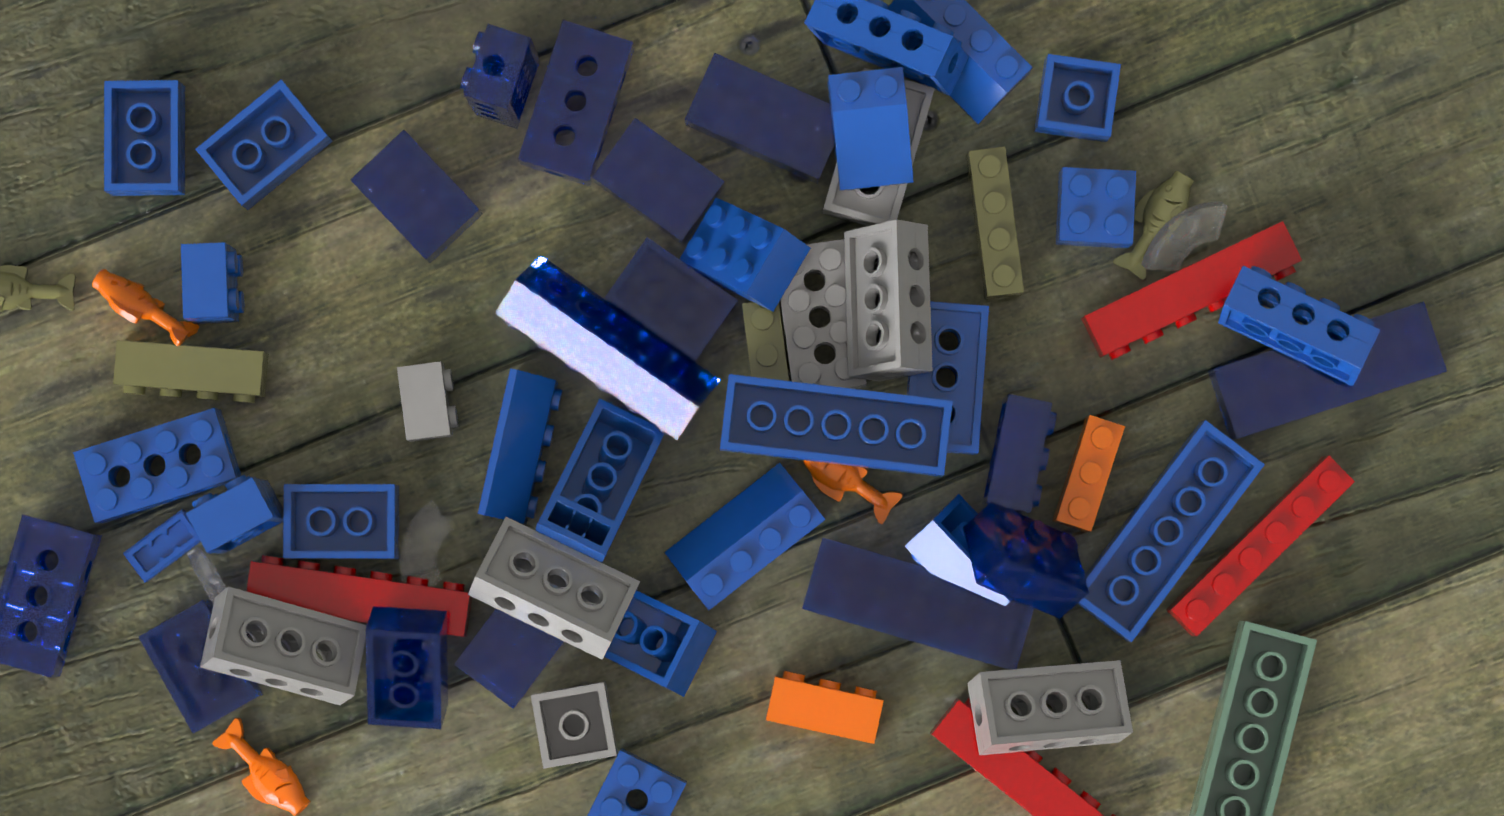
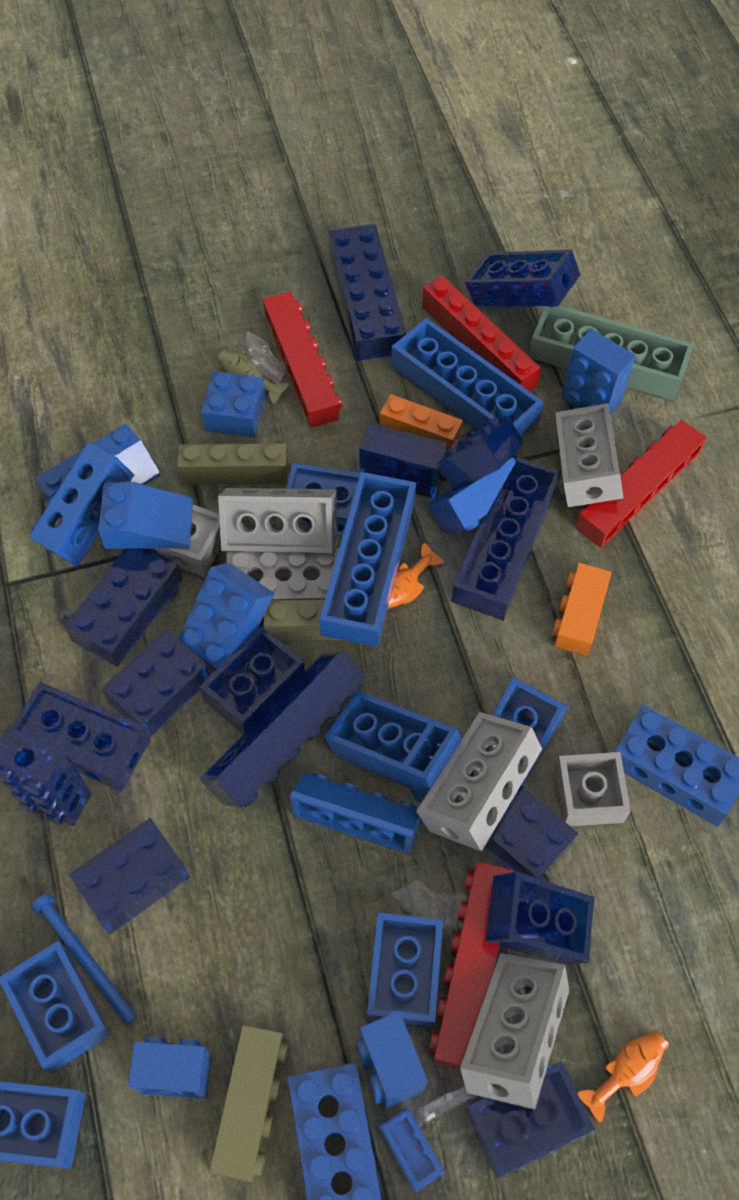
camera: 85 degrees left, 25 degrees down
(135, 303) = (179, 1150): orange animal -> none
(324, 162) = (44, 906): none -> blue bar
(426, 401) = (307, 884): light grey brick -> none
(744, 536) = (447, 651): blue slope -> none
(1077, 98) = (154, 404): blue brick -> none
(1181, 715) = (597, 372): none -> blue brick
(1280, 331) = (335, 278): blue brick -> none
(1352, 601) = (523, 278): none -> clear blue brick

